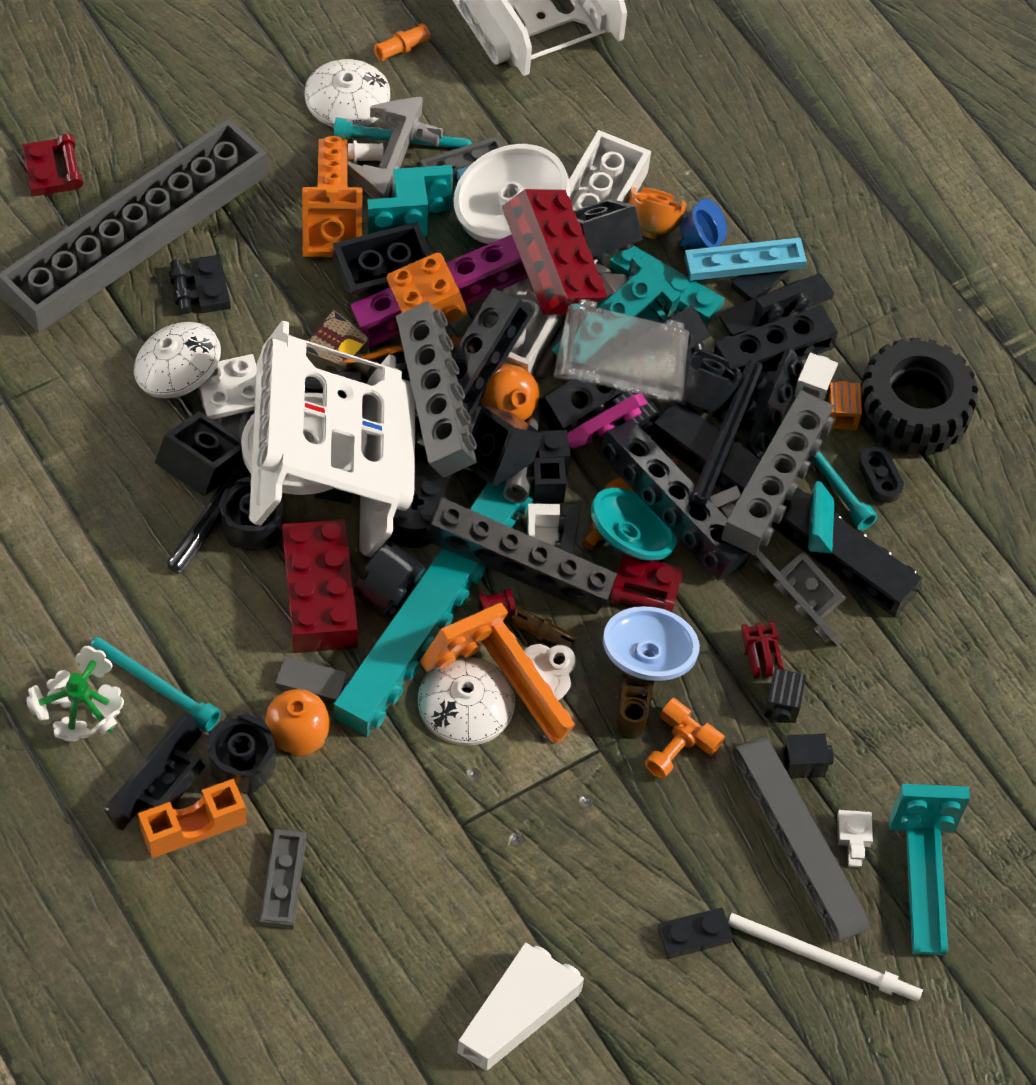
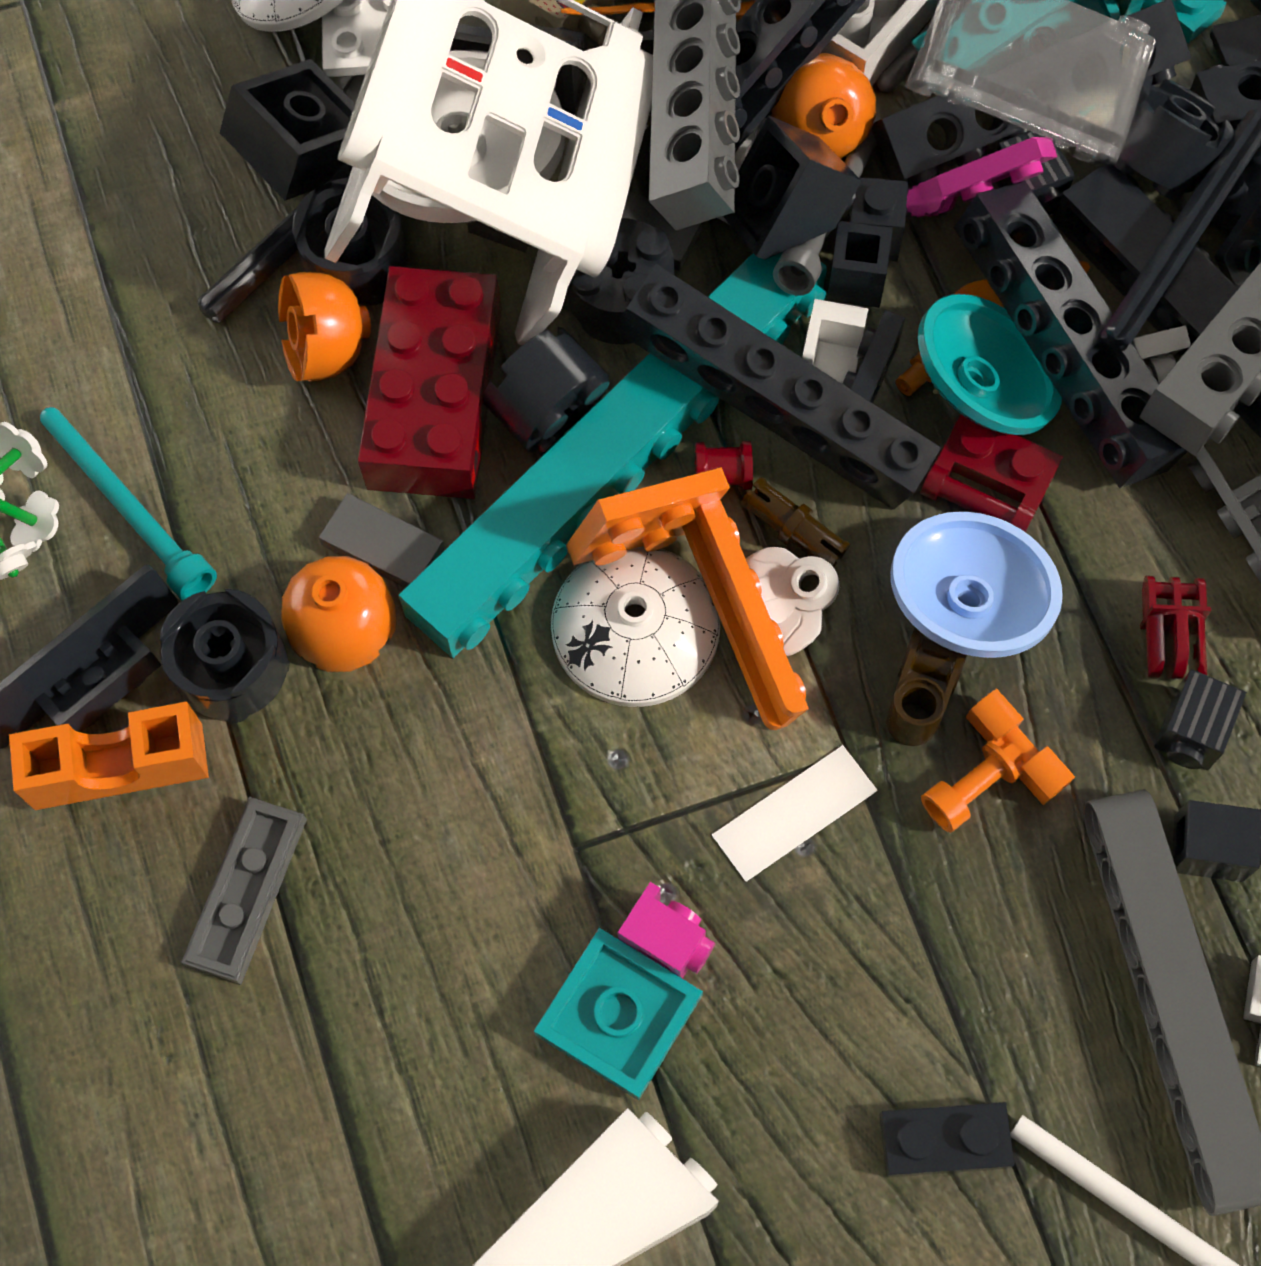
camera: 20 degrees right, 10 degrees up
(246, 563) = (322, 325): none -> orange cylinder
(507, 901) = (618, 1013): none -> teal plate
(523, 857) = (666, 933): none -> dark pink brick
(577, 784) = (794, 813): none -> white sticker

